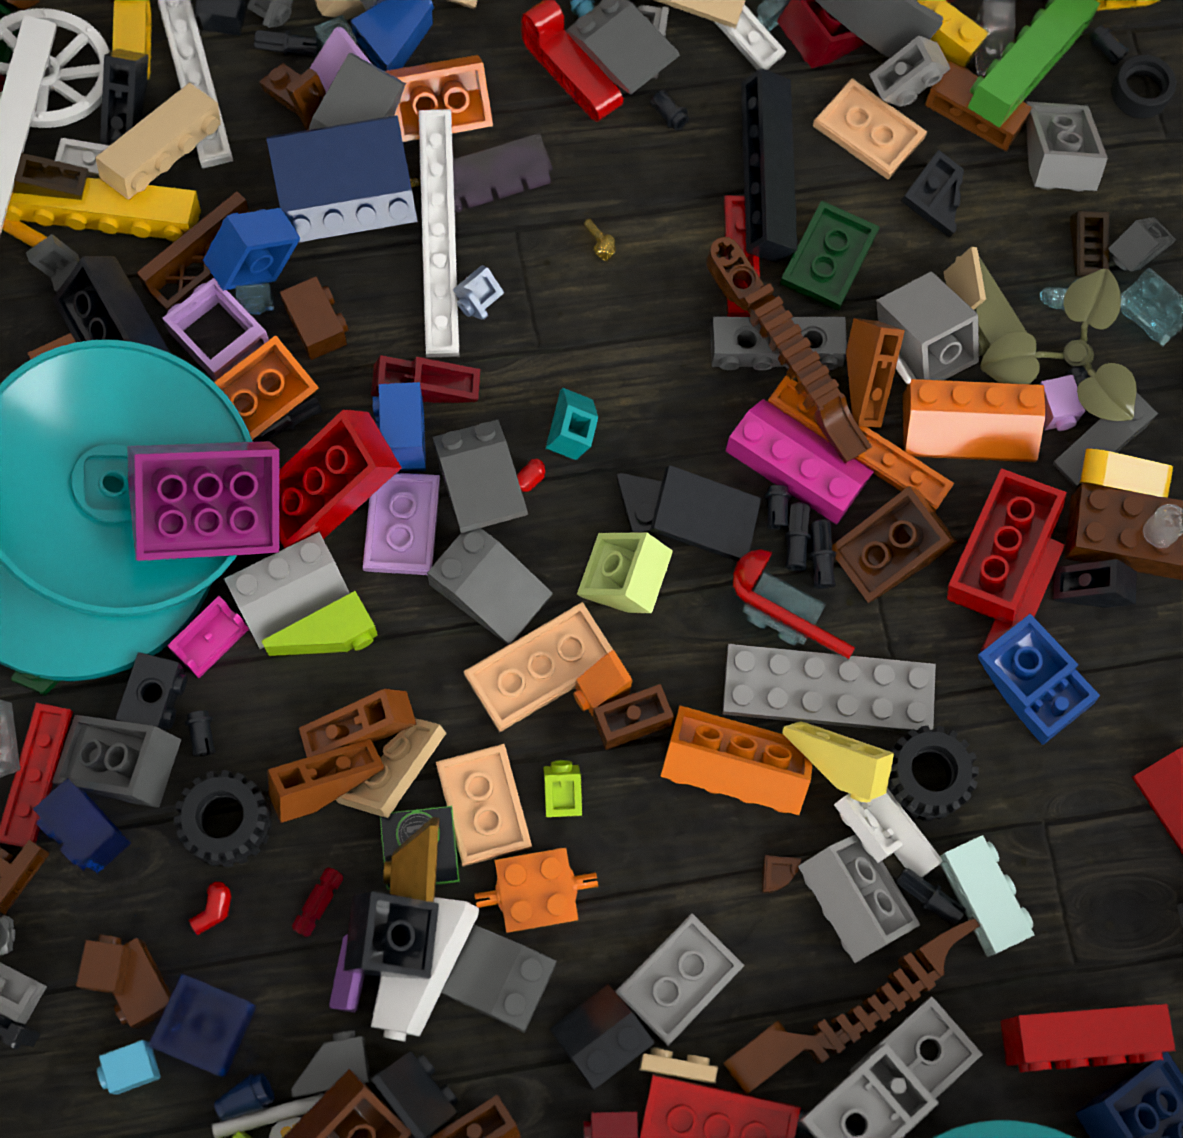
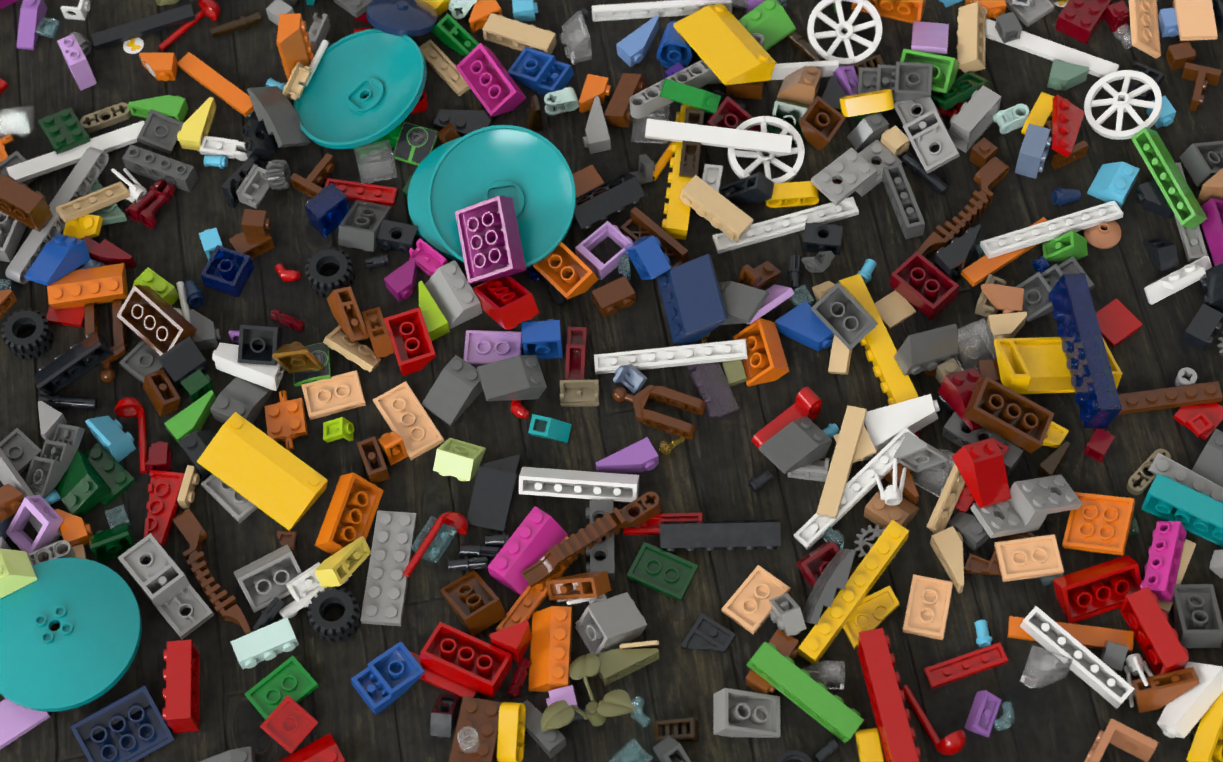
camera: 100 degrees right, 10 degrees down
(252, 681) = (403, 280): none -> magenta slope
(389, 654) = (410, 340): none -> red slope
(458, 1068) = (197, 385): none -> dark green brick
(470, 138) = (735, 372): none -> olive tile
(503, 376) = (579, 393): none -> dark tan hinge
(522, 279) = (668, 397): none -> reddish brown piece
(541, 1079) = (191, 418): none -> bright green slope
(627, 287) = (632, 459): none -> medium lavender slope
(658, 918) = (263, 471): none -> yellow slope
(681, 373) = (578, 484): none -> white brick
(971, 469) = (513, 639): none -> red slope
(998, 461) = (519, 677): none -> dark red axle
(1068, 862) = (285, 680): none -> green plate
(1132, 842) = (289, 724): none -> red tile

